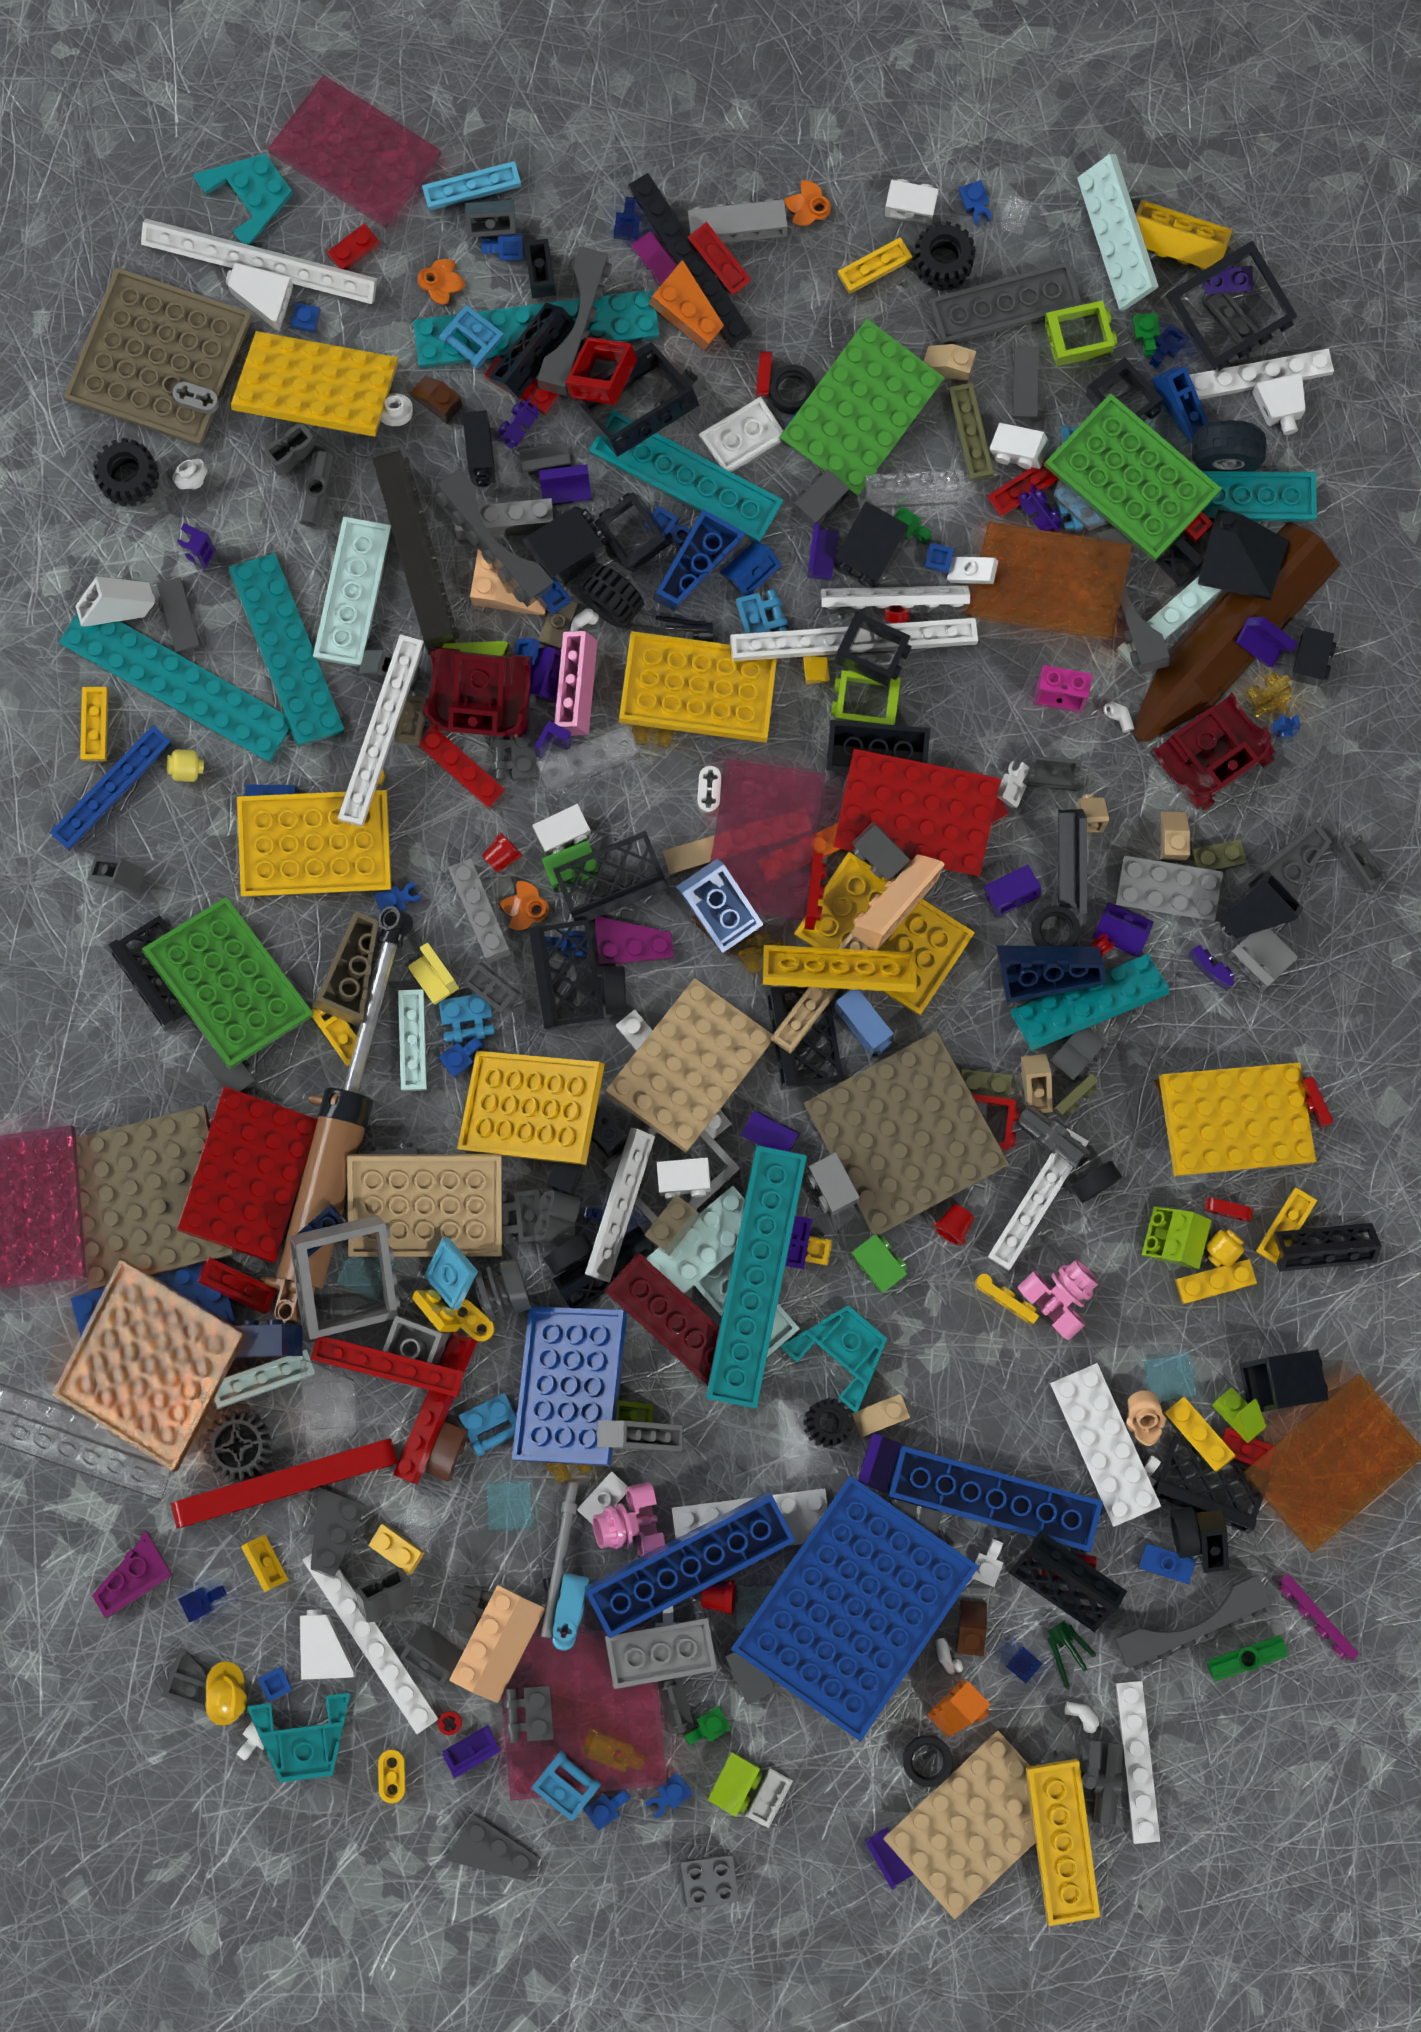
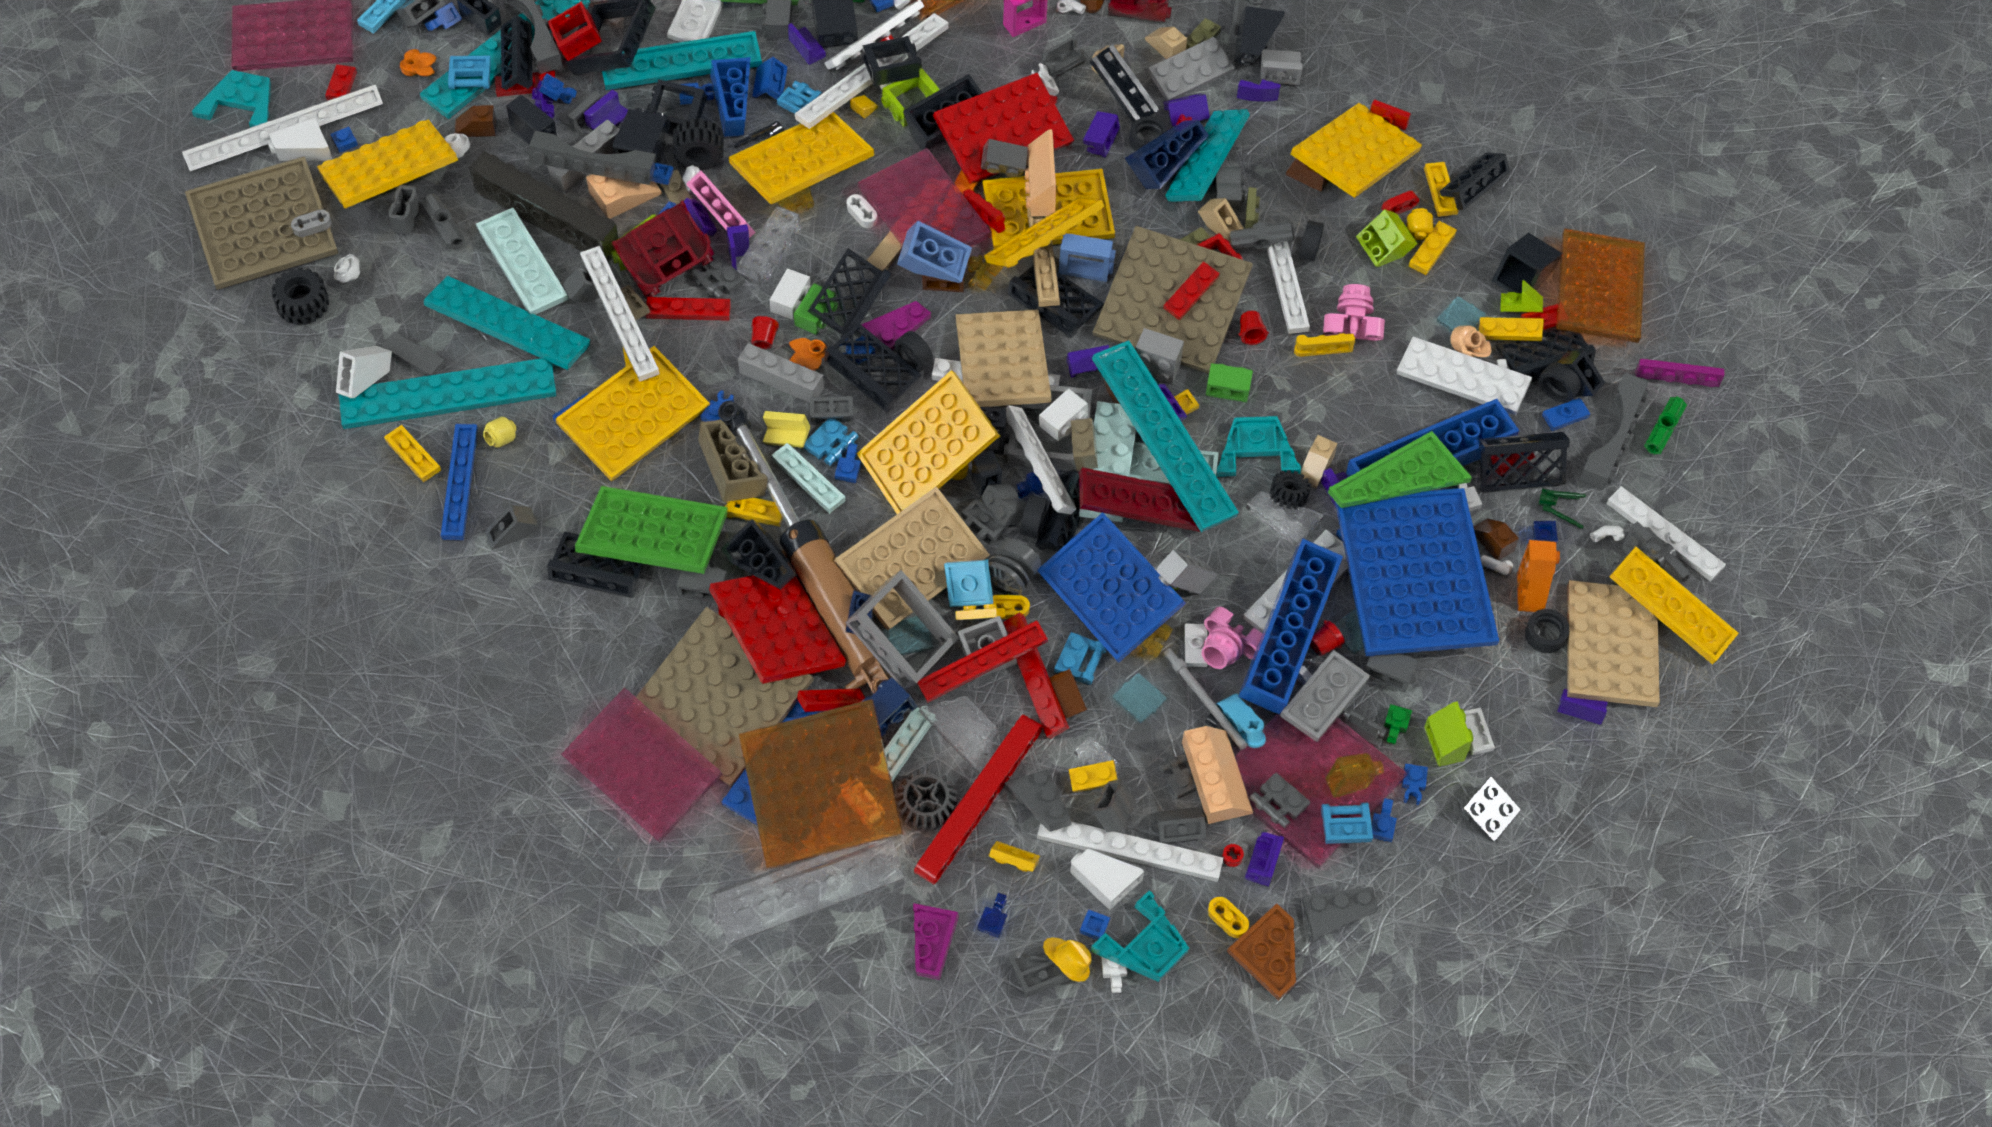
camera: 45 degrees left, 20 degrees down
(199, 546) = (390, 300): dark purple hinge -> none
(296, 1087) = (759, 555): none -> black wedge
(397, 1836) = (1269, 951): none -> dark orange plate
(535, 418) = (554, 89): none -> blue plate
(923, 1145) = (1191, 291): none -> red plate
(943, 1508) = (1409, 470): none -> bright green wing

